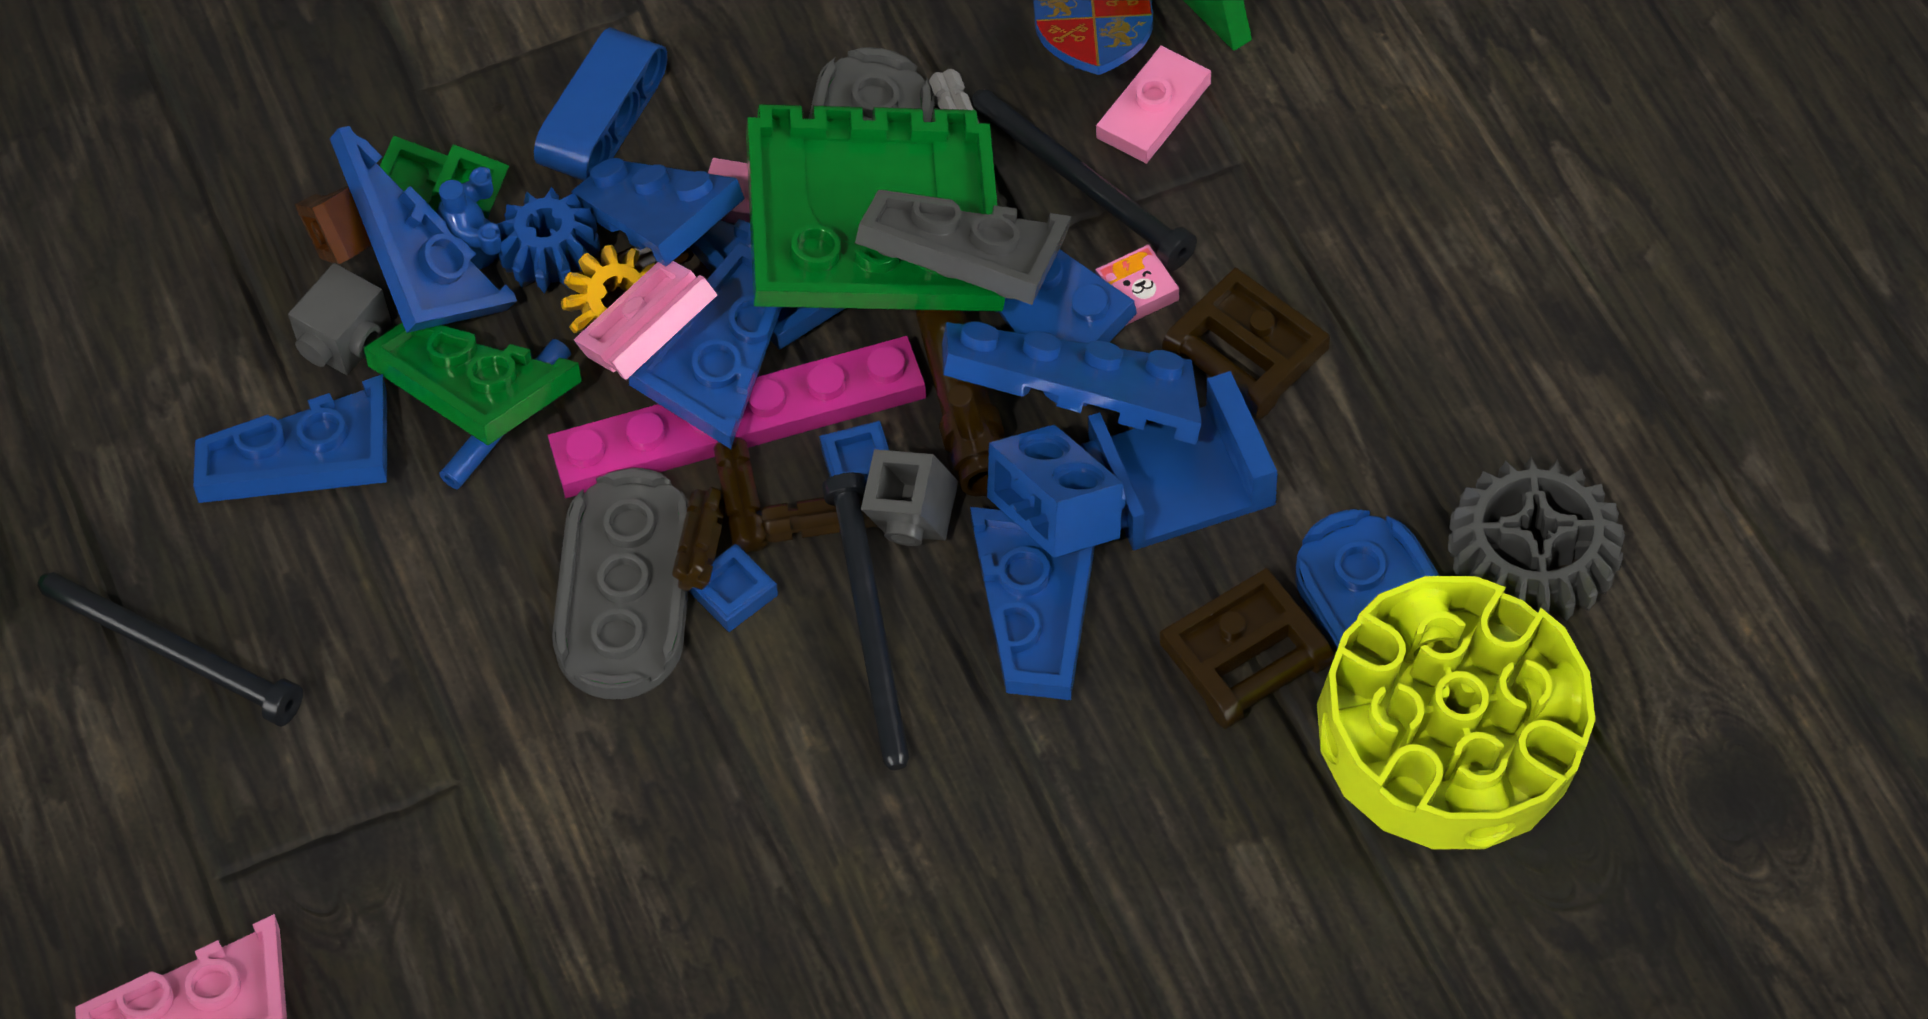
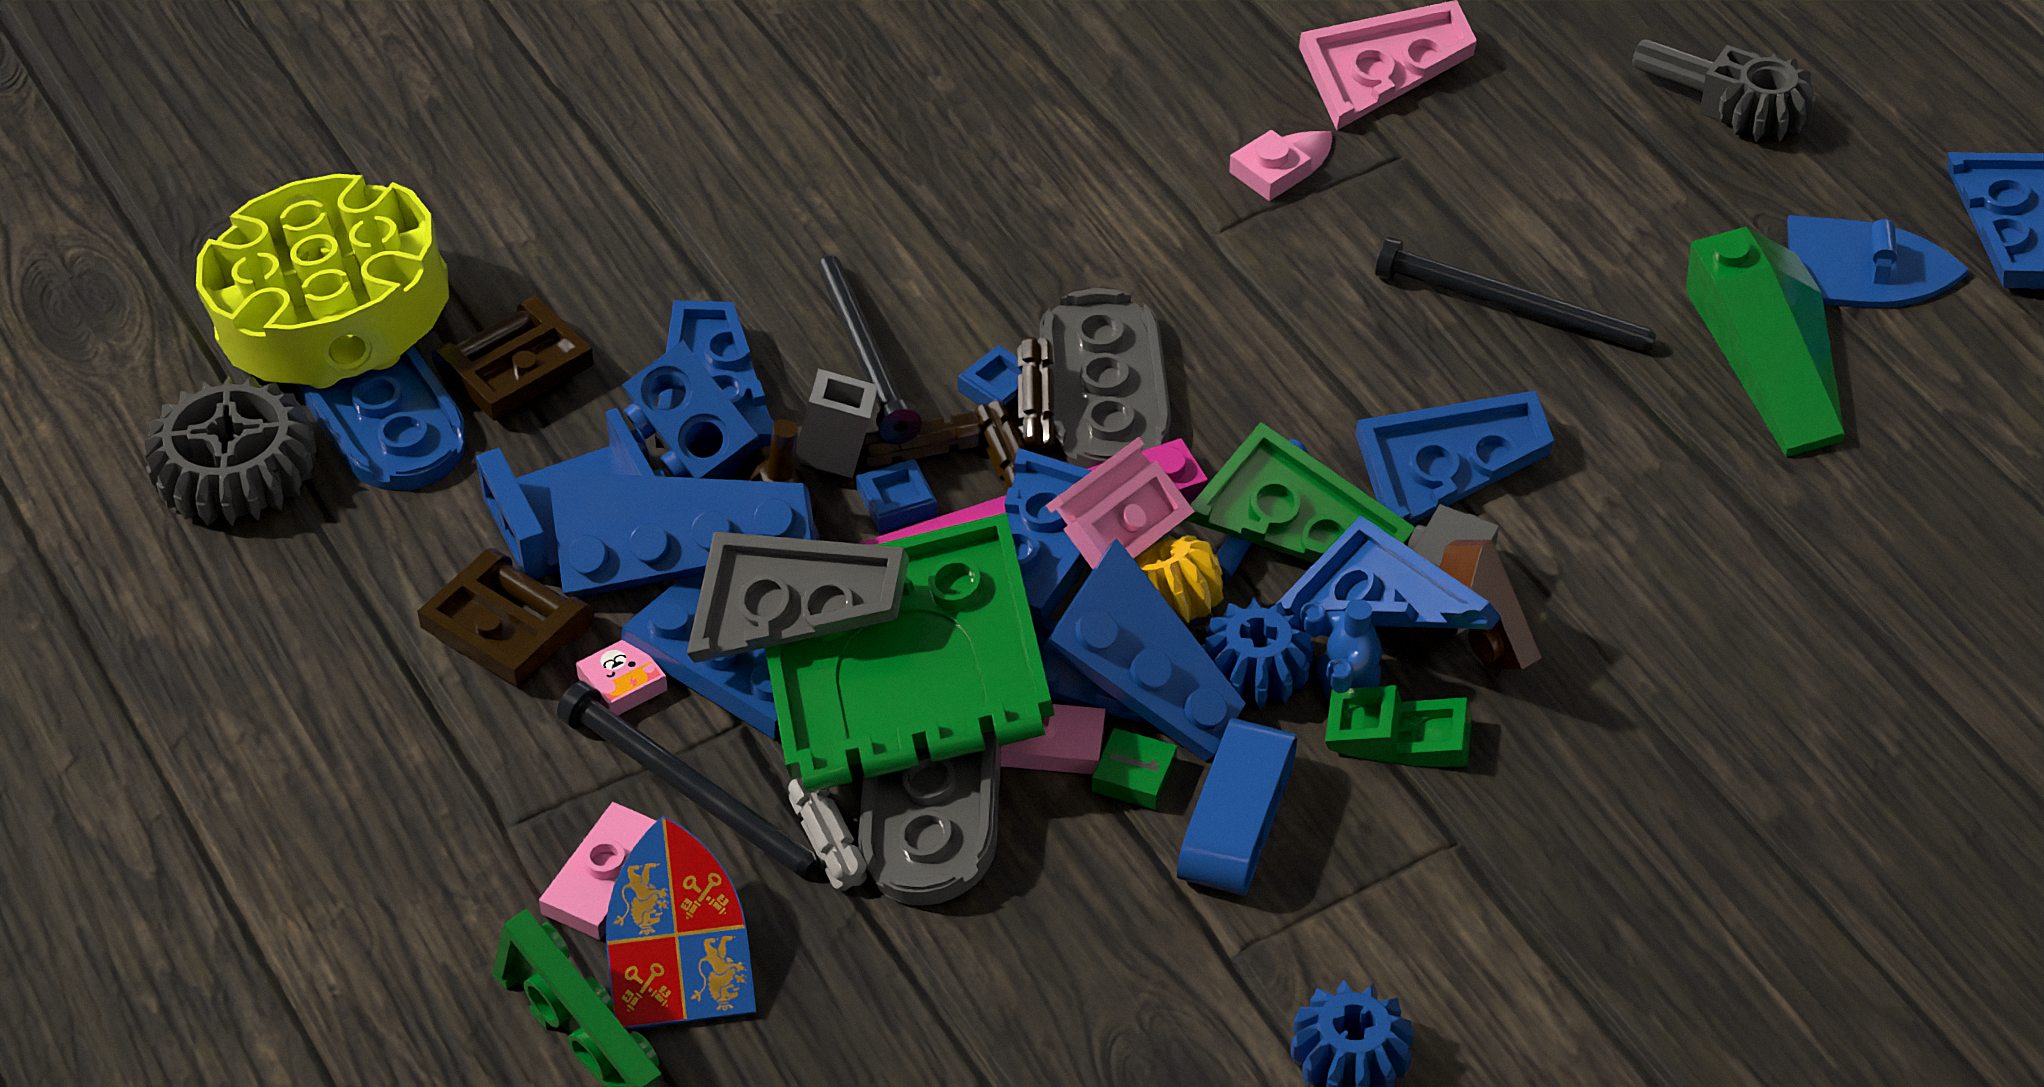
camera: 170 degrees right, 10 degrees down
(355, 877) = (1277, 162): none -> bright pink plate
(684, 150) = (1134, 768): none -> green tile

